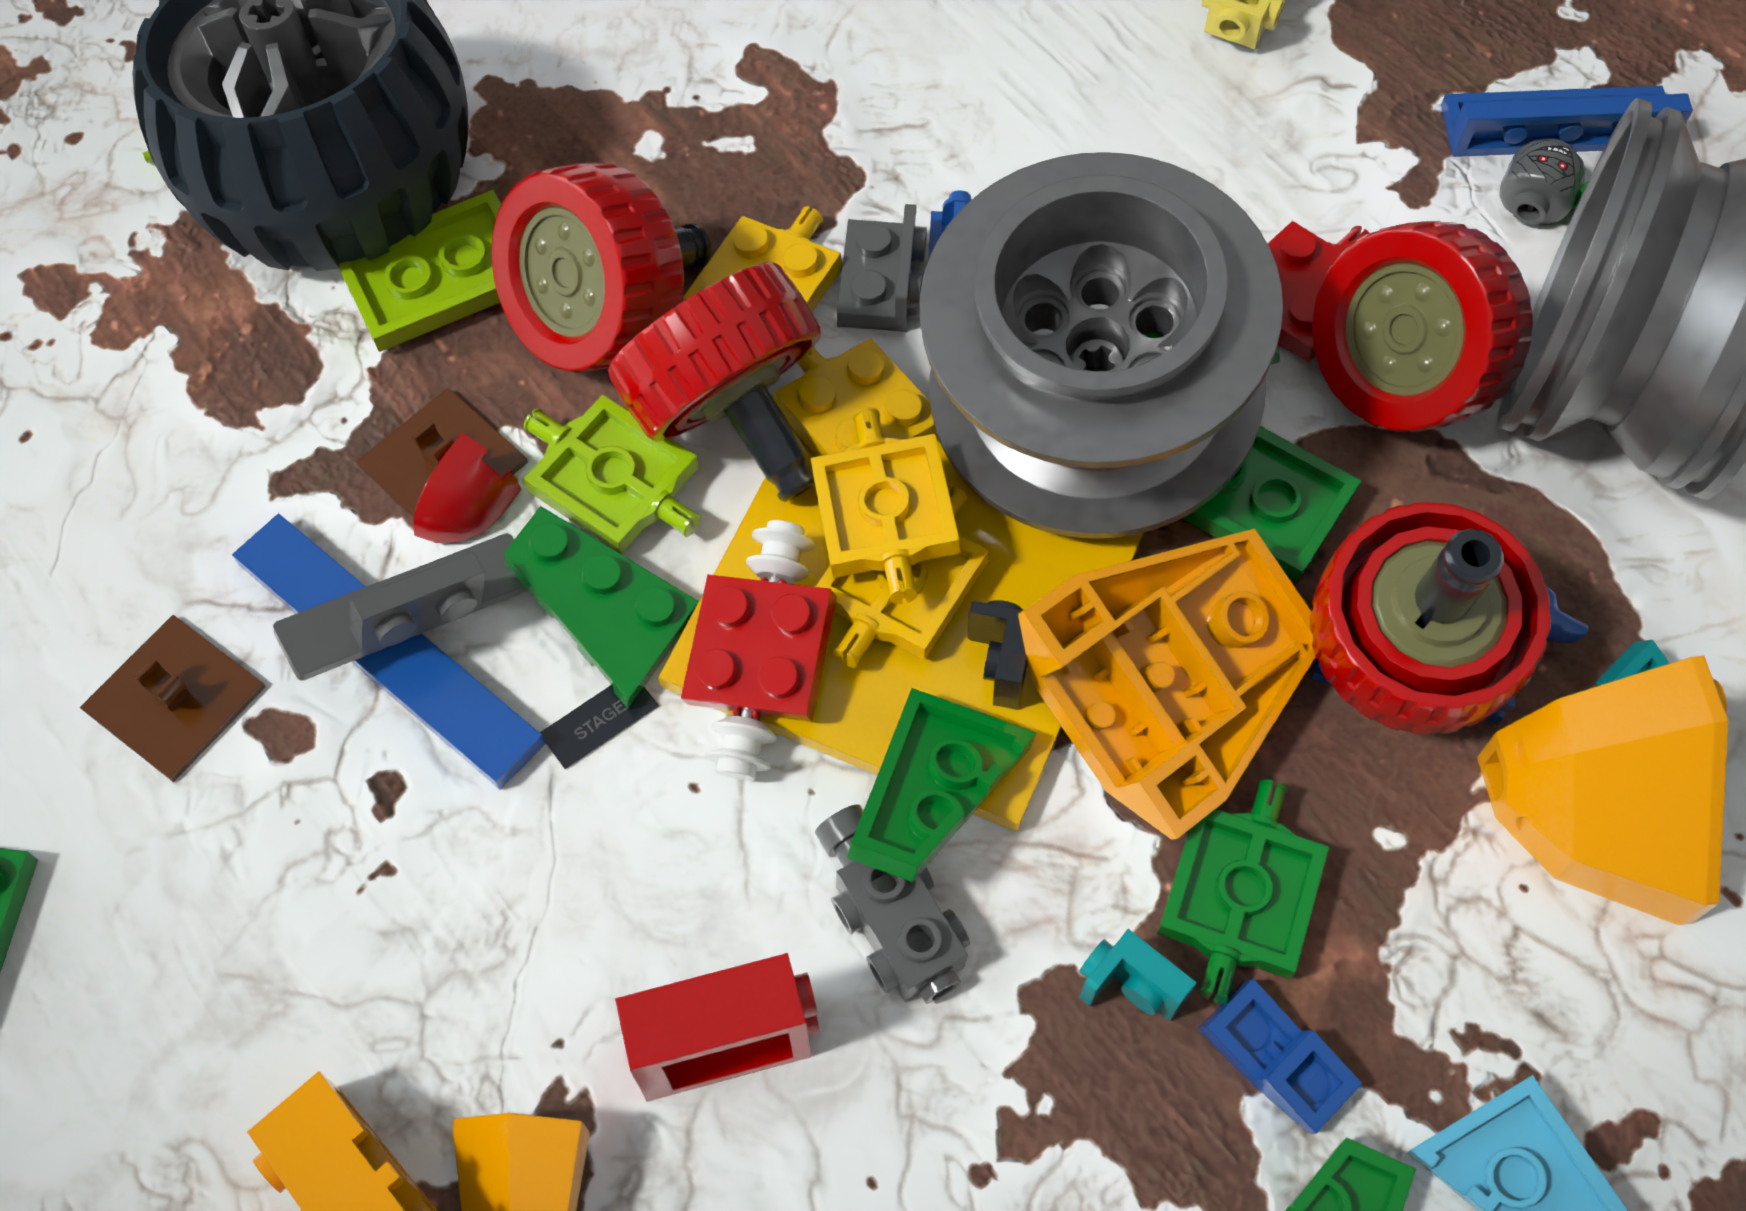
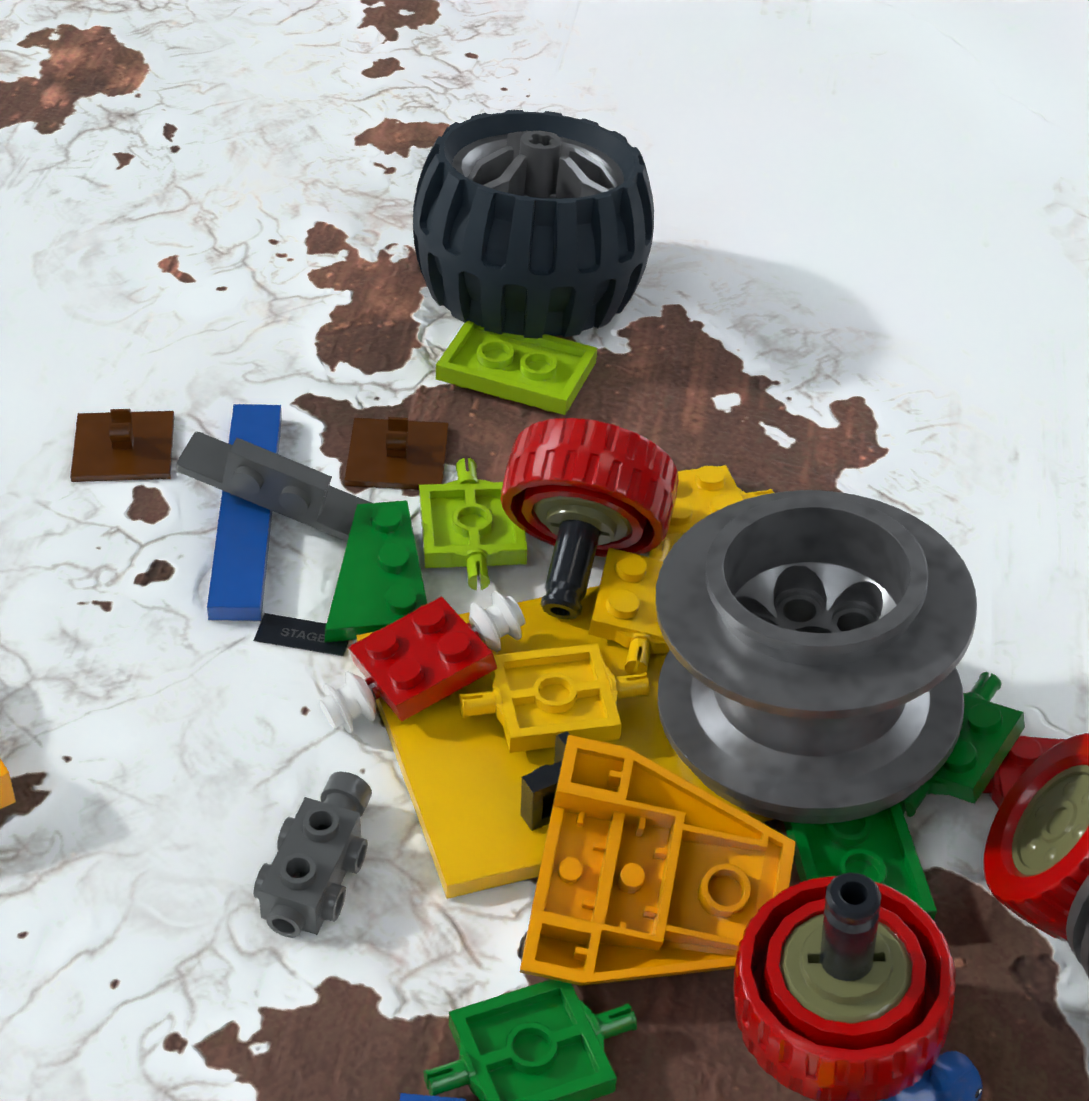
camera: 45 degrees right, 20 degrees down
(462, 495) = (379, 467): red brick -> none
(588, 262) = (596, 376): red wheel -> none
(717, 1026) = (134, 802): red window -> none
(885, 505) = (583, 641): yellow plate -> none
(932, 782) = (418, 800): green wing -> none
(1146, 976) = (396, 1010): teal bracket -> none

